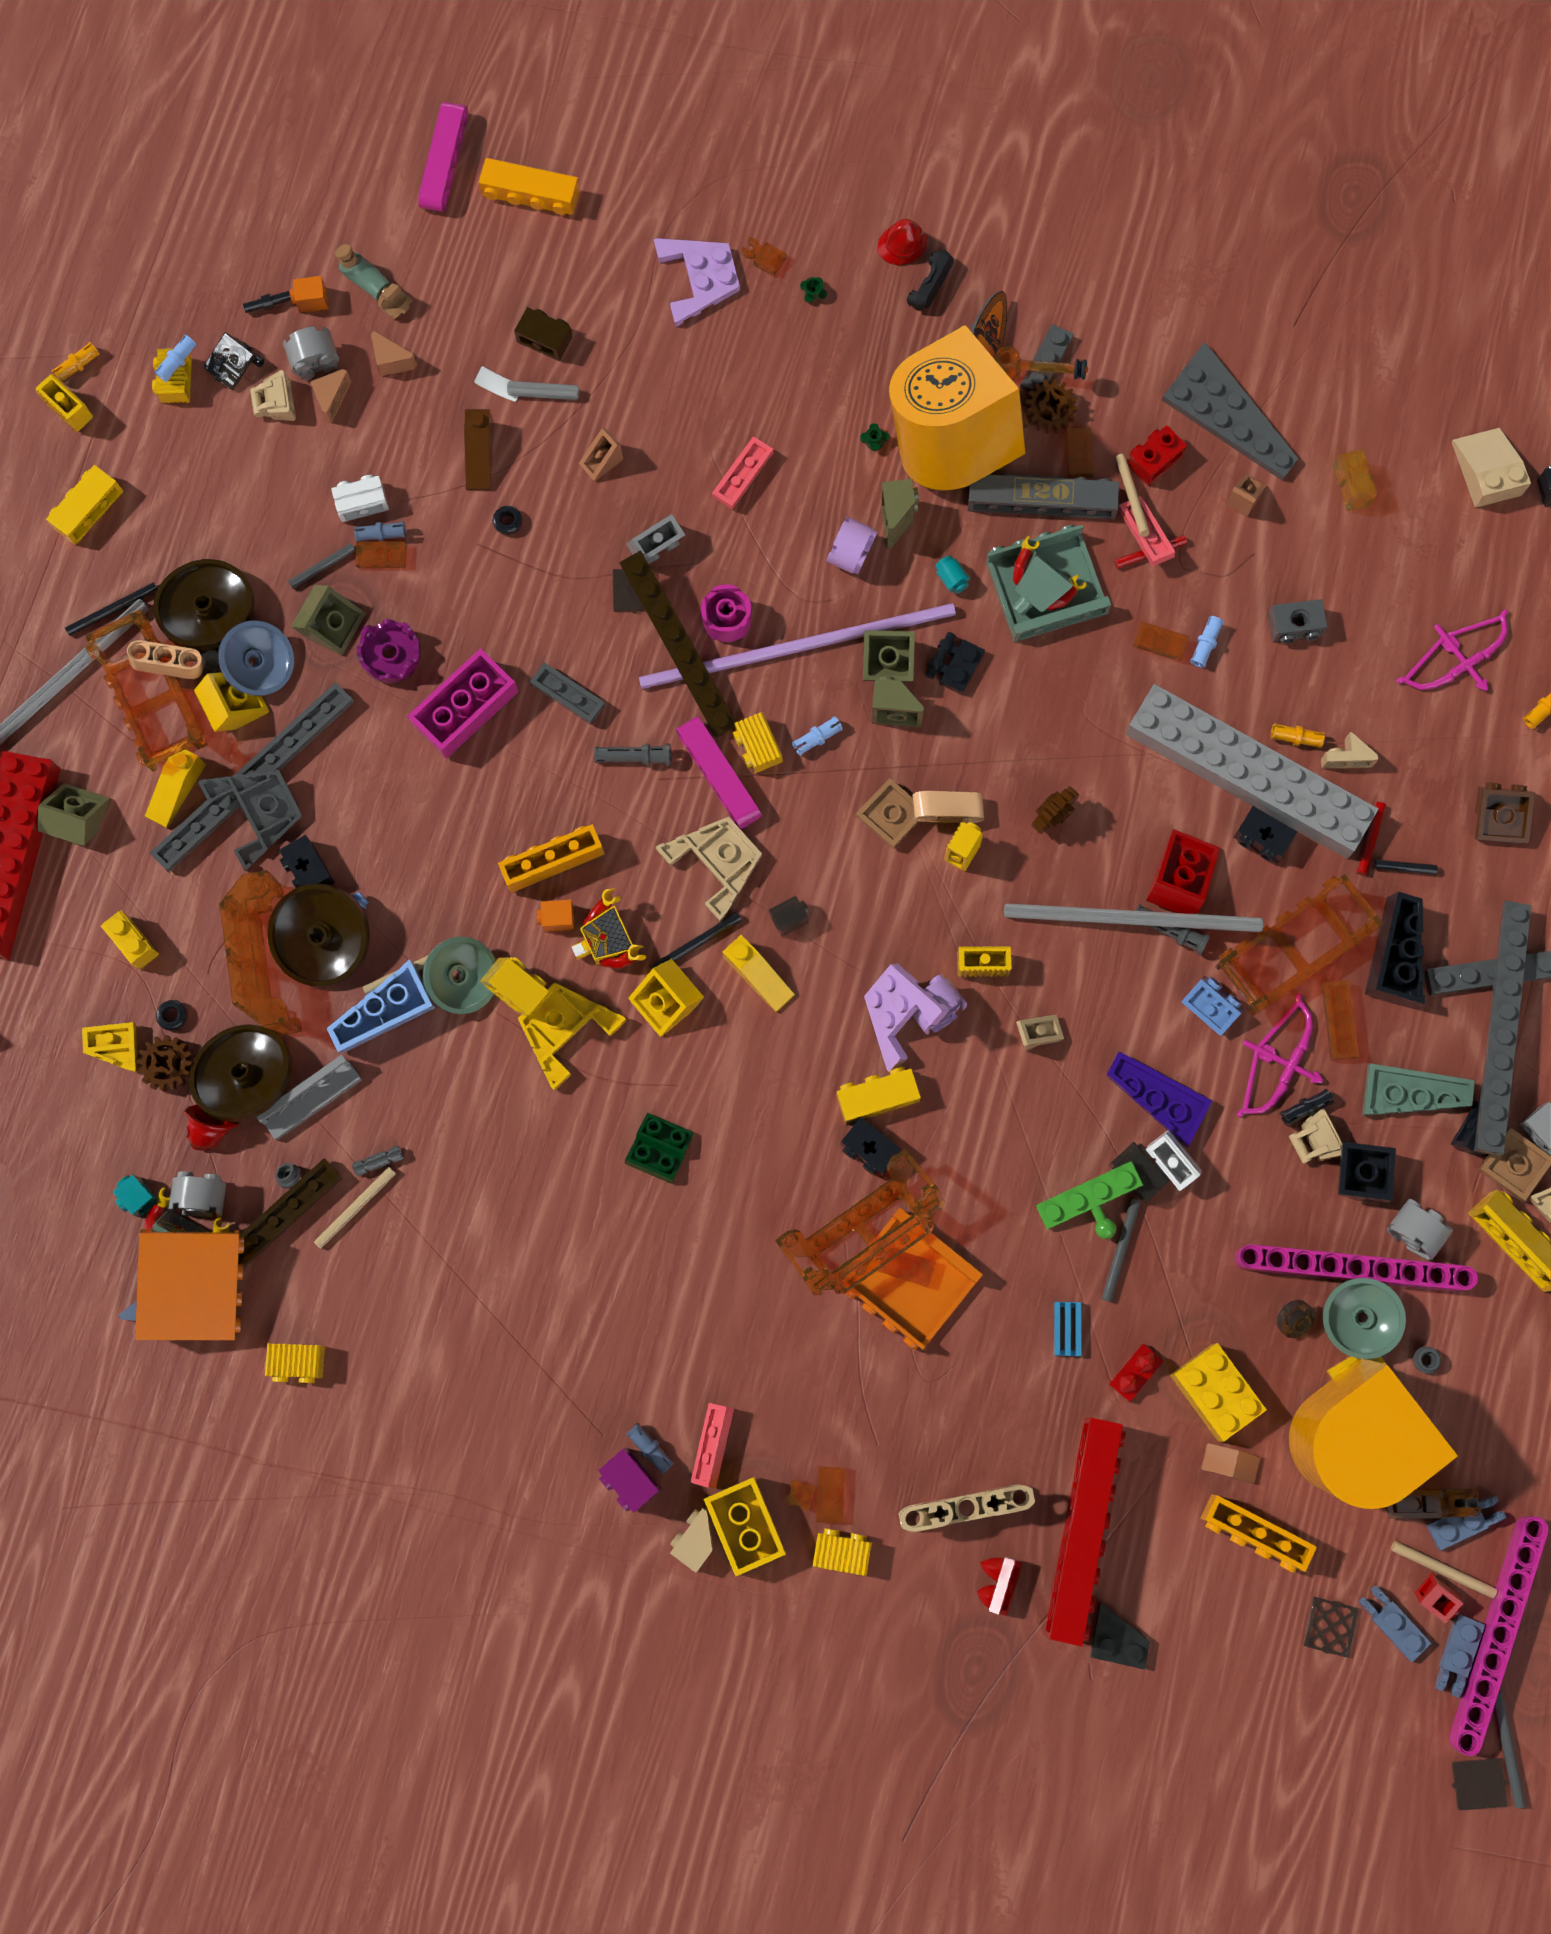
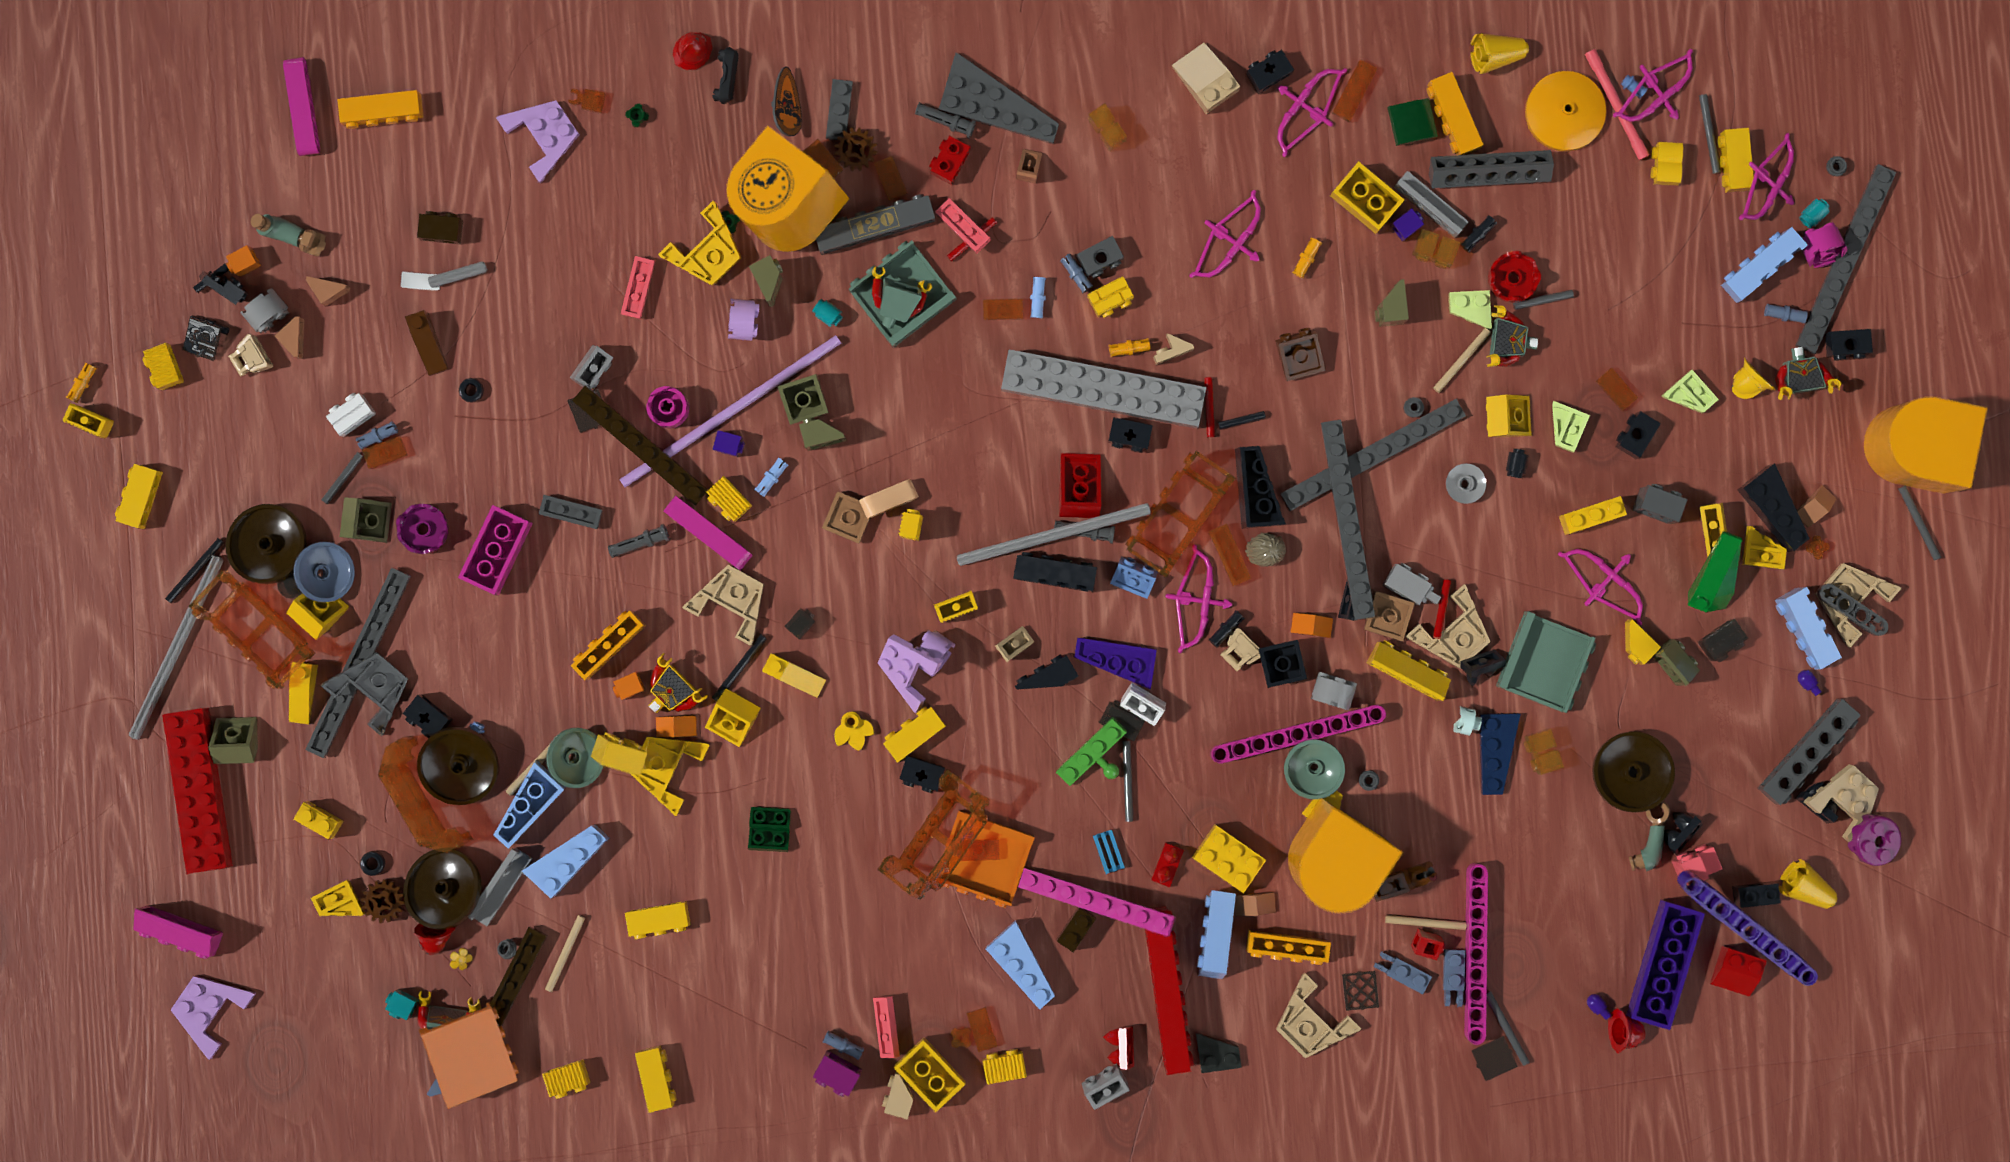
camera: 25 degrees left, 10 degrees up
(155, 651) = (246, 598): light nougat beam -> none
(175, 358) = (161, 356): light blue pin -> none
(197, 1195) = (447, 989): light grey brick -> none
(227, 1167) = (460, 960): none -> yellow plant
(281, 312) = (228, 288): none -> black plate
(377, 1160) = (568, 914): dark grey axle -> none
(398, 1095) = (563, 863): none -> light blue wedge
(403, 1402) = (655, 1078): none -> yellow brick
(482, 1206) = (657, 919): none -> yellow brick
(594, 984) = (676, 726): none -> orange slope
(601, 455) = (523, 313): nougat slope -> none
(781, 680) = (728, 443): none -> dark purple brick
(804, 1070) = (855, 733): none -> yellow plate
(842, 465) = (713, 255): none -> yellow wing
(908, 1424) = (1017, 959): none -> light blue wedge
(962, 667) = (860, 382): black plate -> none
(962, 1626) = (1105, 1086): none -> light grey brick
(980, 1507) = (1058, 1023): tan piece -> none
(994, 1410) = (1075, 929): none -> dark brown brick
(1013, 370) = (867, 114): clear orange piece -> none
(1035, 1383) = (1096, 902): none -> dark pink plate
(1055, 810) = (968, 473): reddish brown gear -> none
(1074, 1087) = (1052, 676): none -> black slope
(1119, 964) = (1055, 573): none -> black wedge
(1132, 495) = (942, 201): tan bar -> none
(1170, 1485) = (1217, 934): none -> light blue wedge
(1178, 415) = (954, 122): none -> dark grey pin
(1244, 1648) = (1305, 1028): none -> tan wing
(1262, 630) = (1076, 273): none -> sand blue pin
(1294, 670) = (1110, 297): none -> yellow brick
(1295, 1318) = (1266, 786): clear smoke plate -> none
(1387, 1029) = (1266, 549): none -> dark tan hair
(1405, 1090) = (1297, 589): sand green wing -> none
(1414, 1140) = (1311, 625): none -> orange slope
(1452, 1530) = (1422, 895): sand blue hinge -> none

